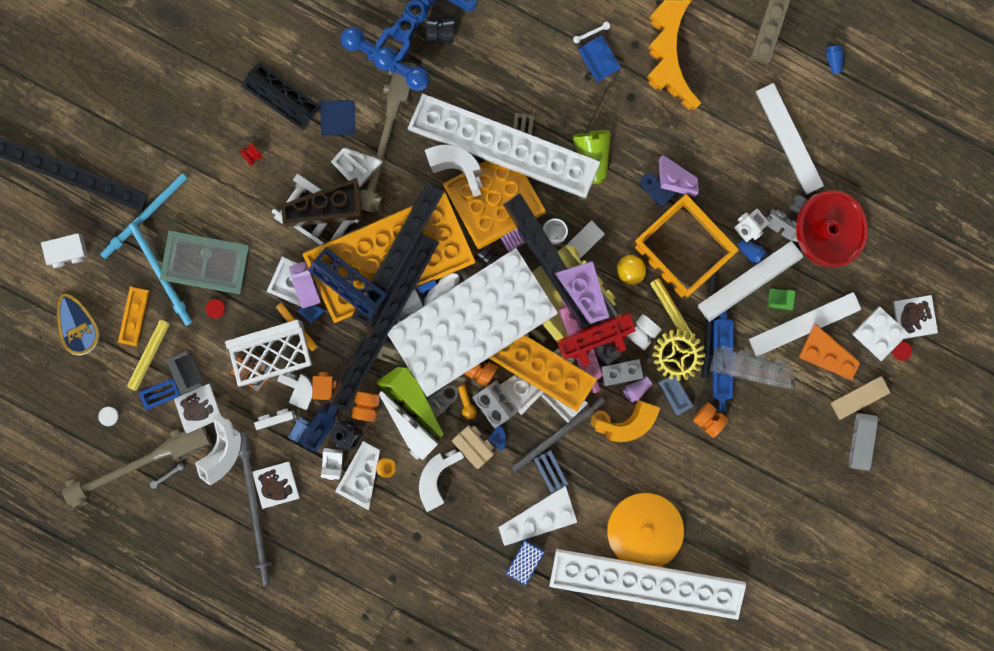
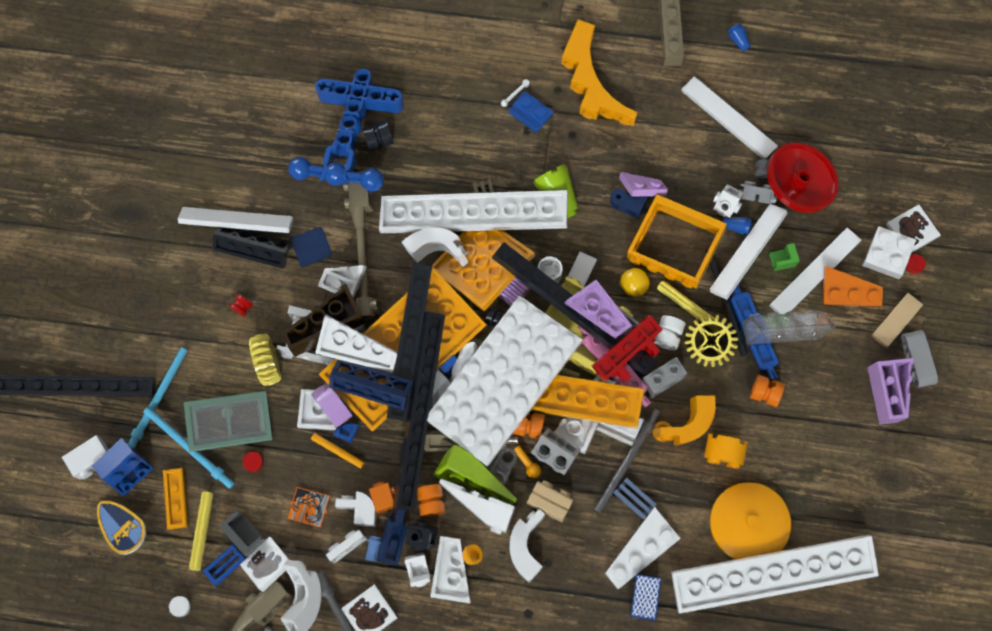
camera: 20 degrees left, 15 degrees down
(93, 271) = (122, 467): none -> blue slope
(257, 218) = (264, 359): none -> light yellow gear
(268, 336) = (307, 470): white fence -> none
(273, 64) = (235, 220): none -> white tile
(339, 239) = (352, 346): none -> white wing
(498, 438) = (571, 485): blue tile -> none
(637, 389) = (685, 389): lavender cone -> none
(648, 461) = (725, 450): none -> light orange brick
(675, 394) = (723, 381): sand blue tile -> none
(823, 461) = (890, 389): none -> lavender wedge

